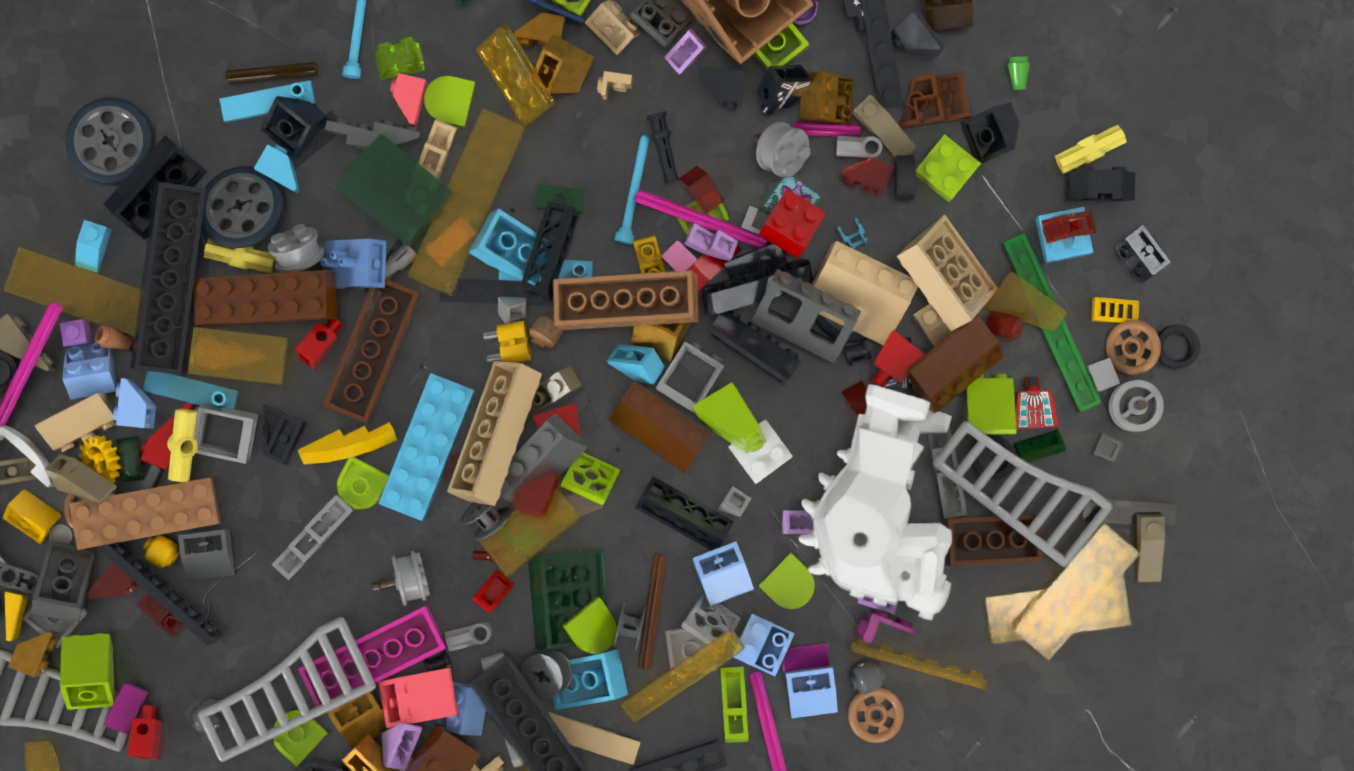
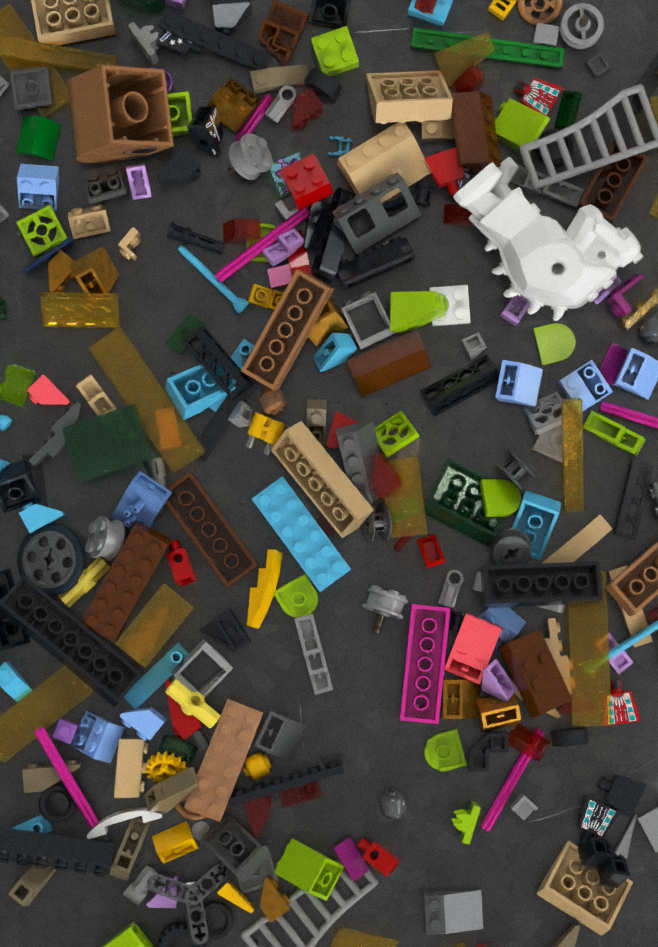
camera: 60 degrees left, 0 degrees up
(111, 338) = (86, 707): nougat cone -> none
(284, 669) = (436, 733): light grey bar -> none
(449, 99) = (67, 367): lime tile -> none
(652, 611) = (508, 444): reddish brown axle -> none

